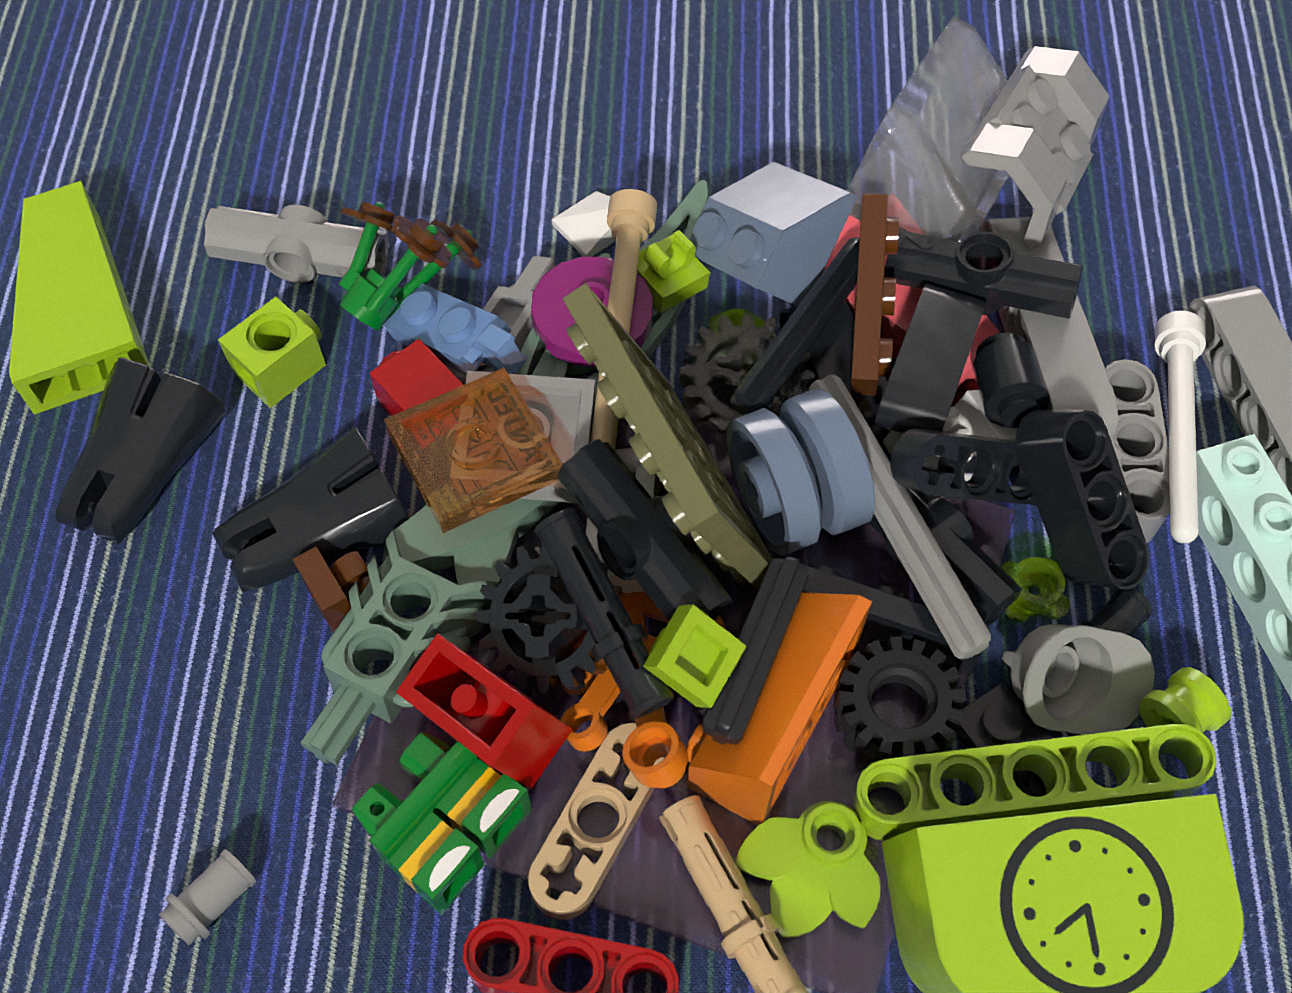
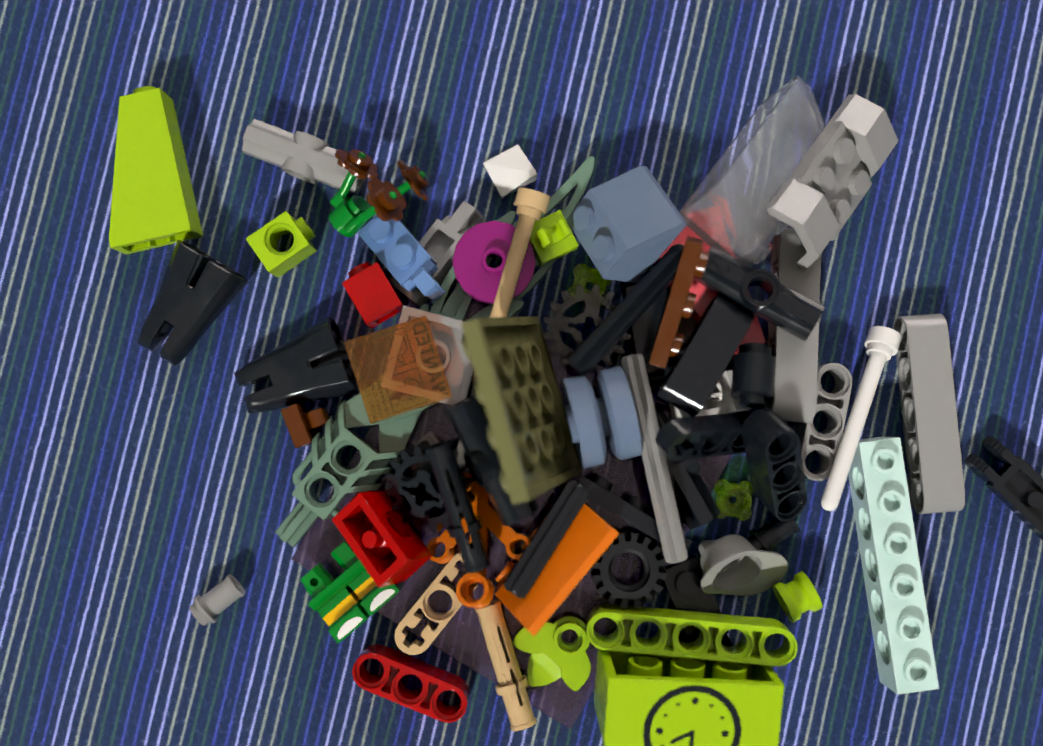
camera: 10 degrees right, 25 degrees up
(694, 656) = (505, 546): lime tile -> none

